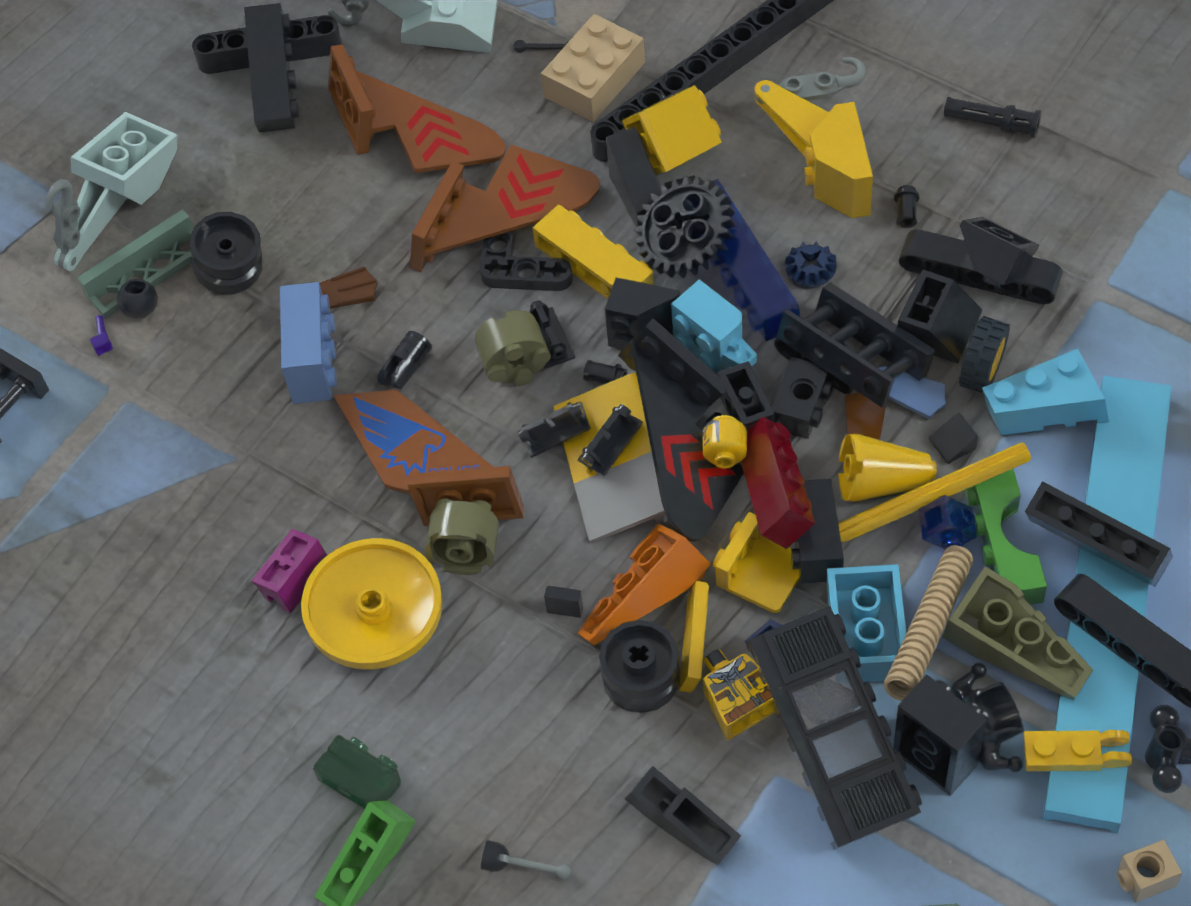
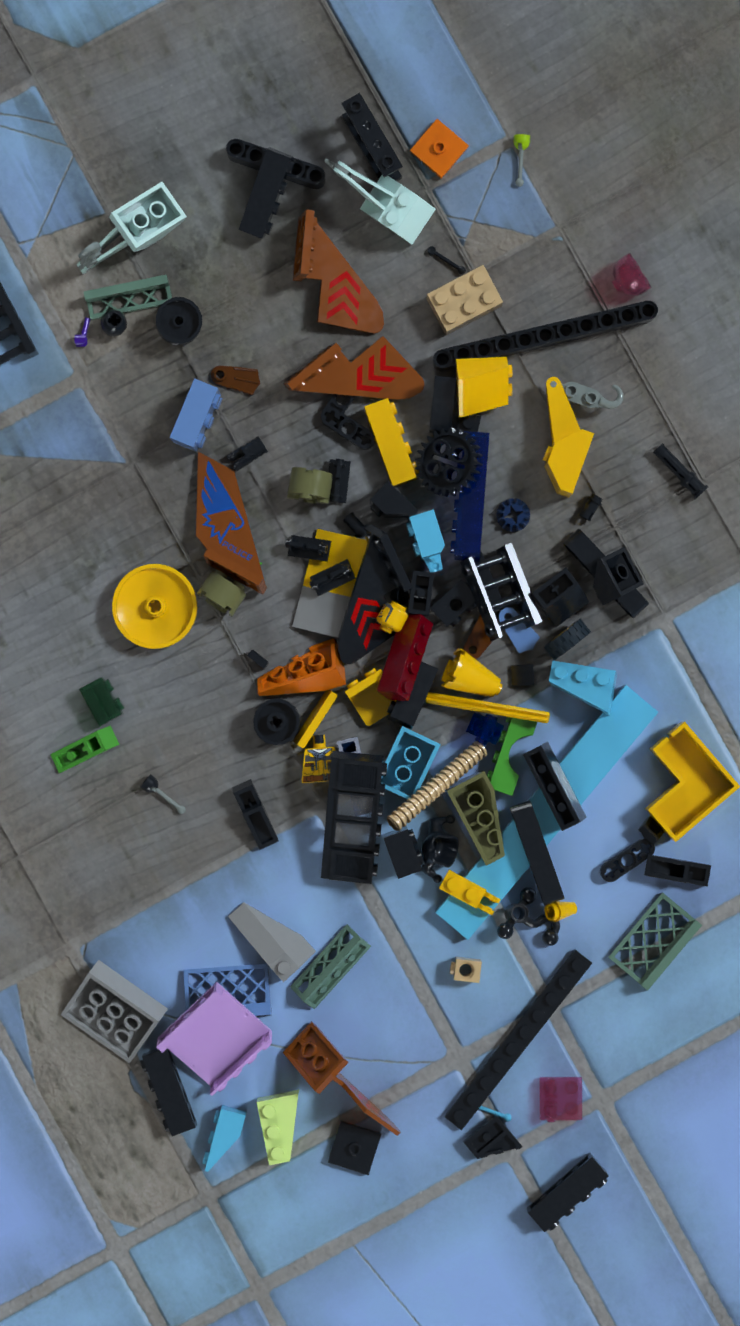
camera: 20 degrees right, 30 degrees up
(289, 569) = (121, 558): magenta hinge -> none

